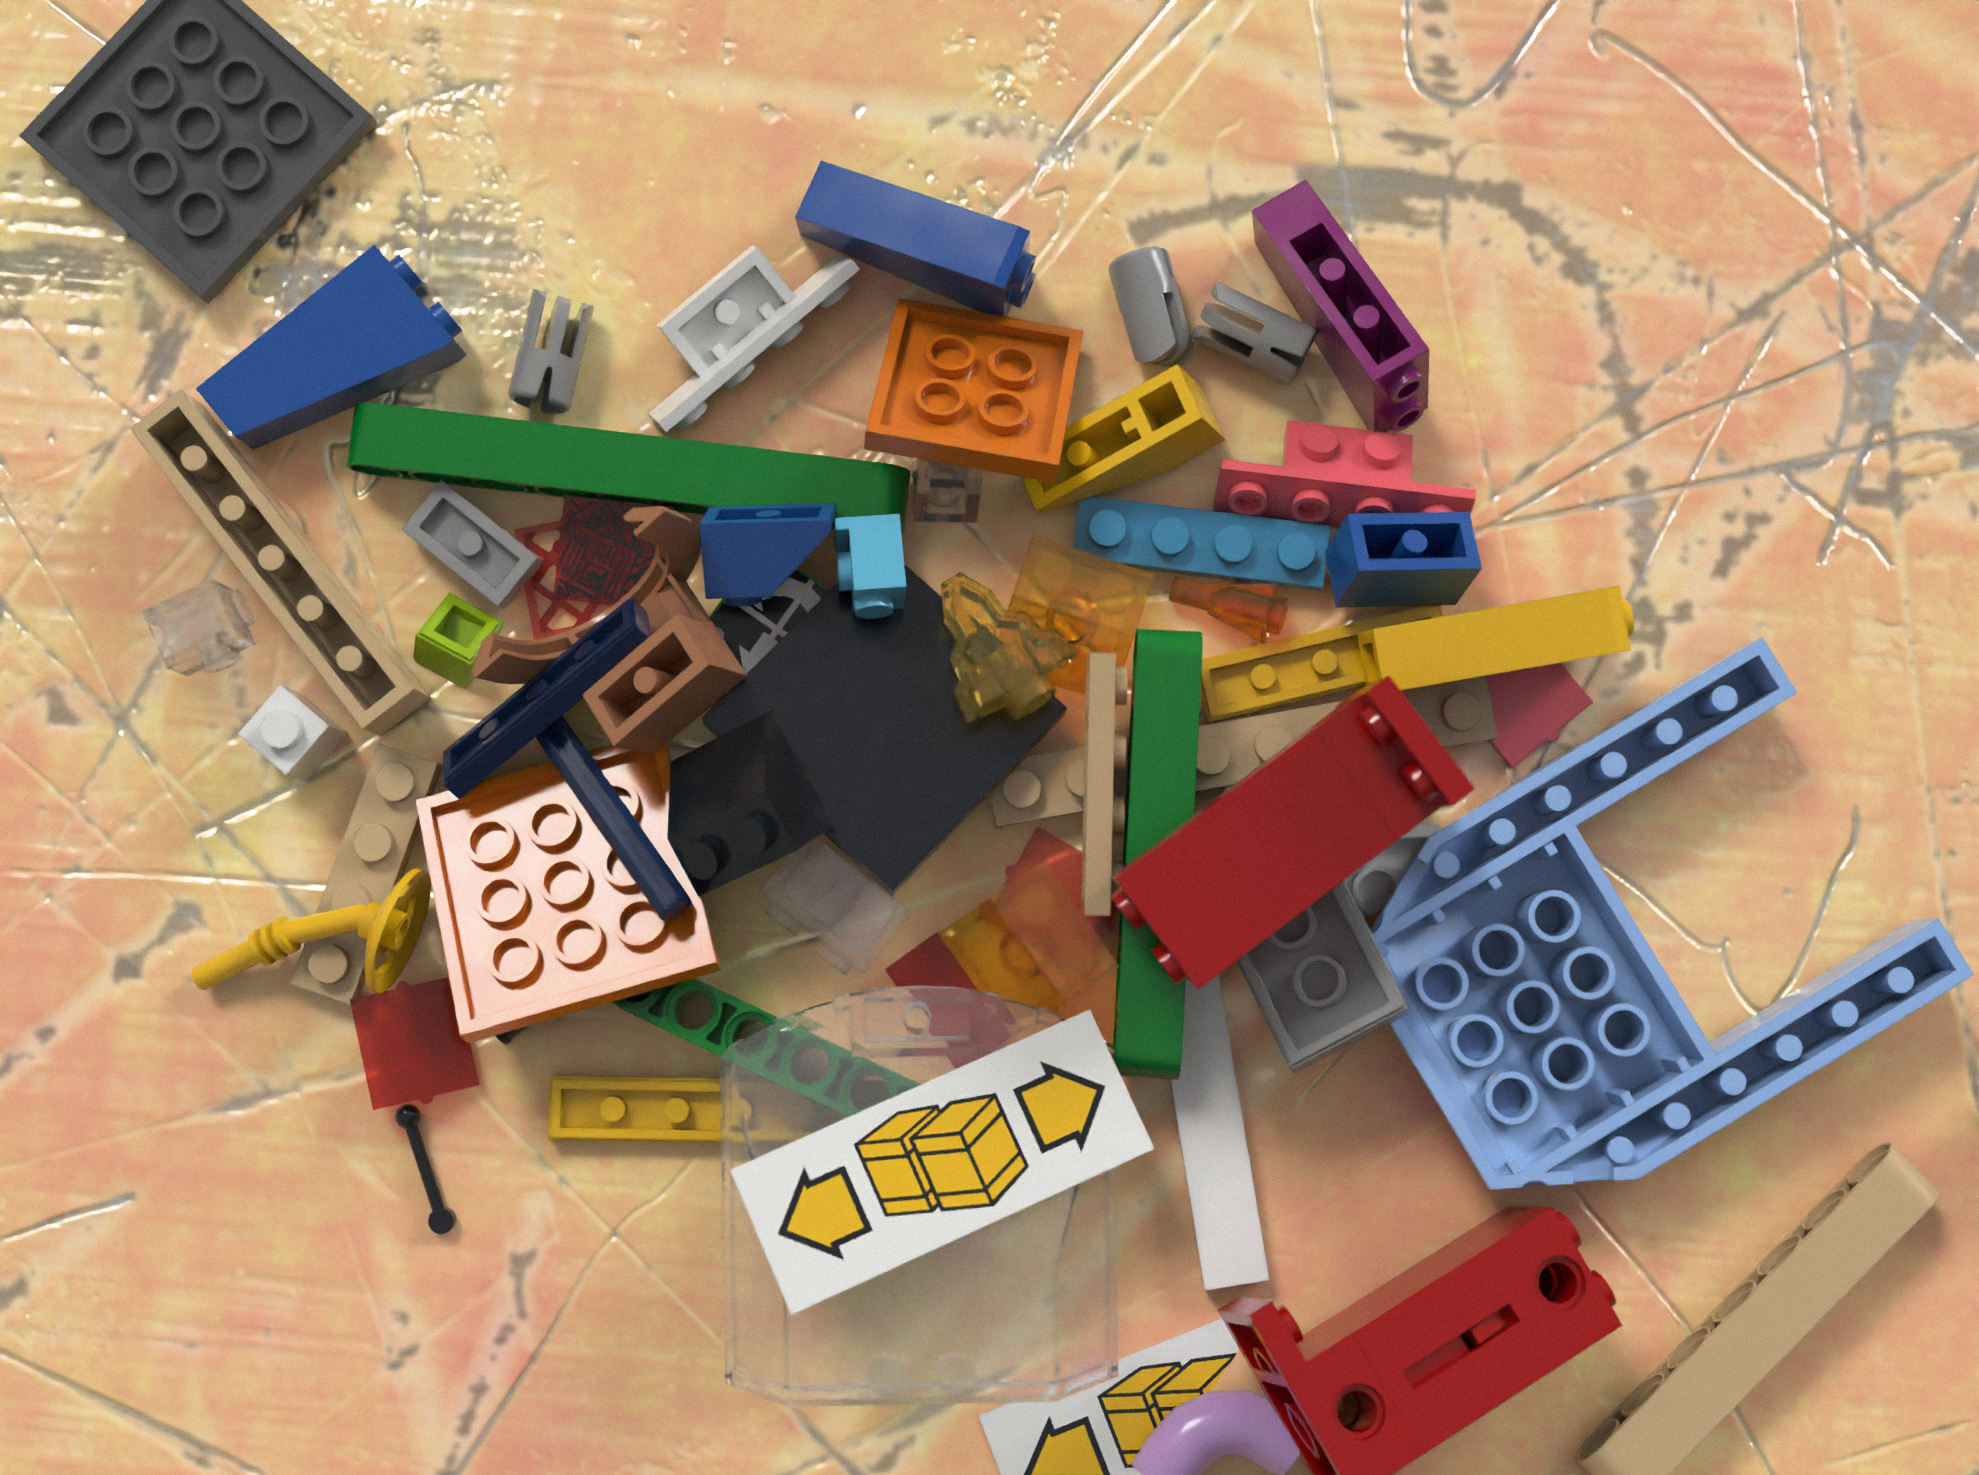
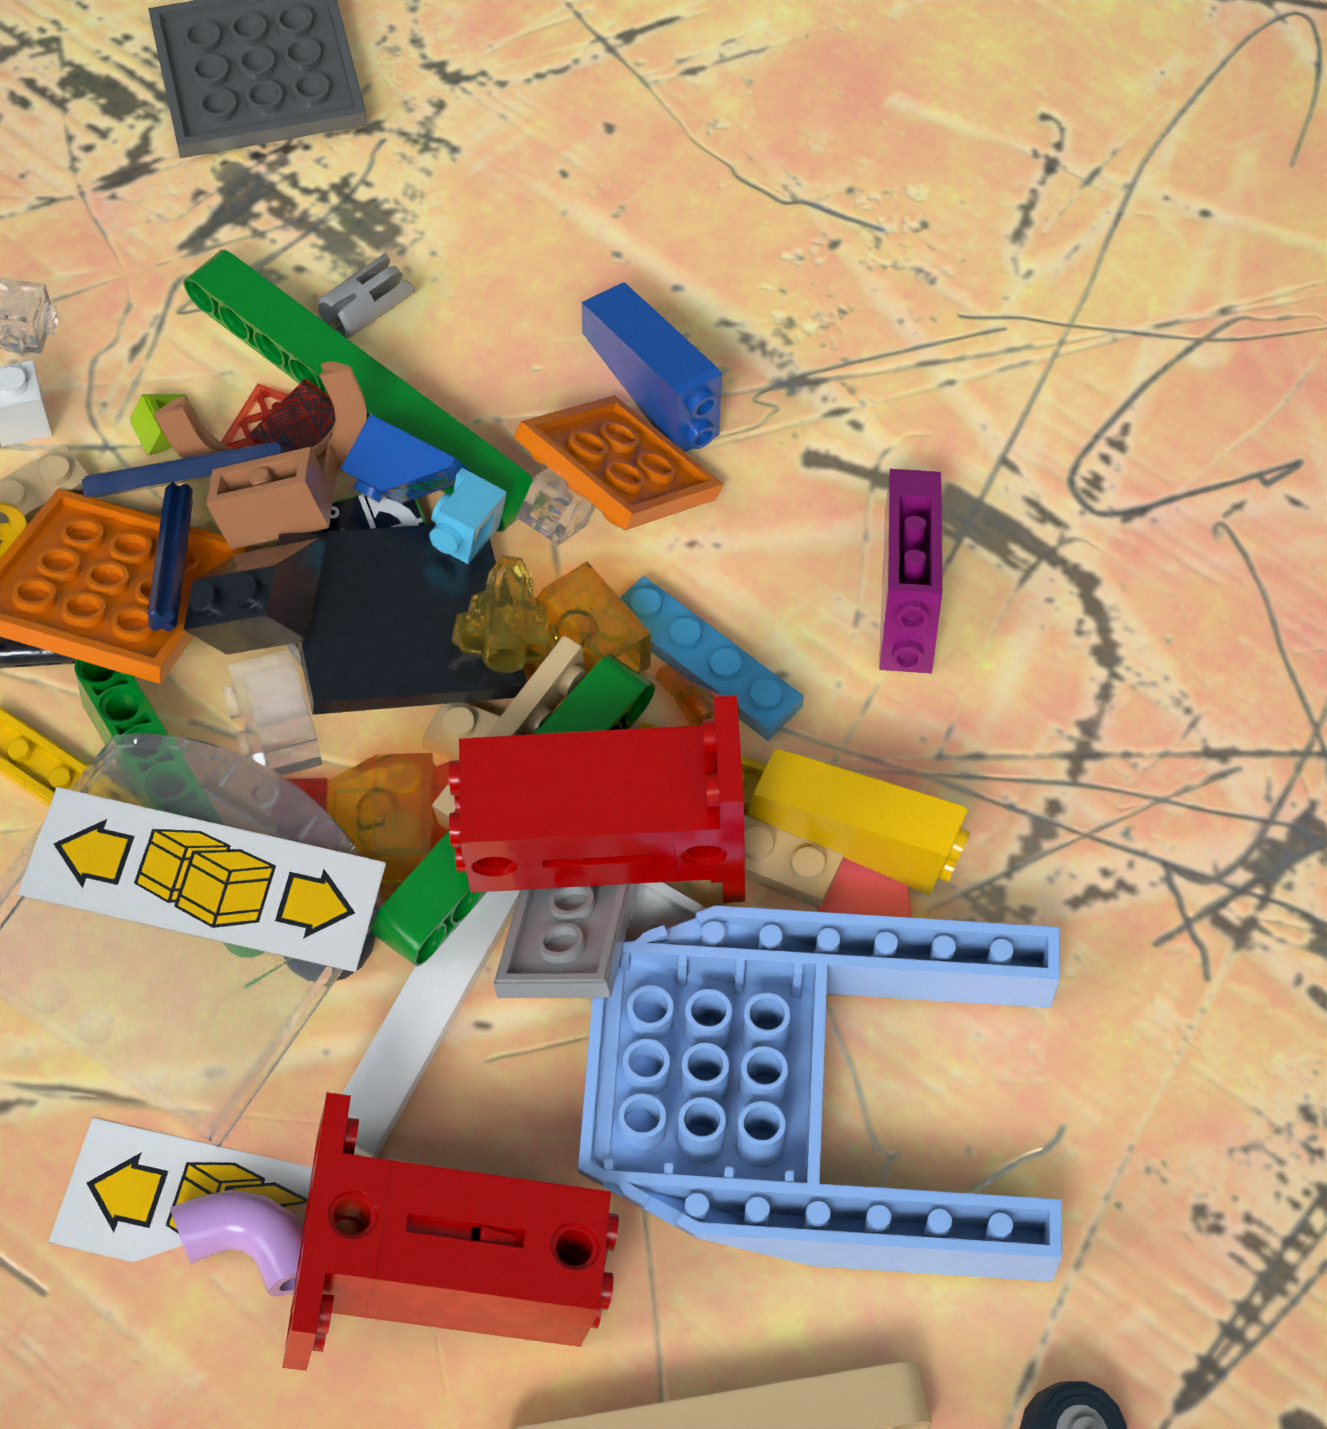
camera: 30 degrees right, 25 degrees down
(280, 563) = (94, 308): tan brick -> none
(333, 351) = (252, 216): blue slope -> none
(472, 545) = (222, 371): light grey plate -> none
(735, 321) = (496, 344): white bracket -> none
(1131, 440) = (704, 557): yellow slope -> none
(1151, 306) = (780, 495): light grey arm -> none
(1277, 345) = (844, 555): light grey arm -> none
(1334, 474) = (834, 677): coral bracket -> none
(1402, 559) = (834, 727): blue brick -> none

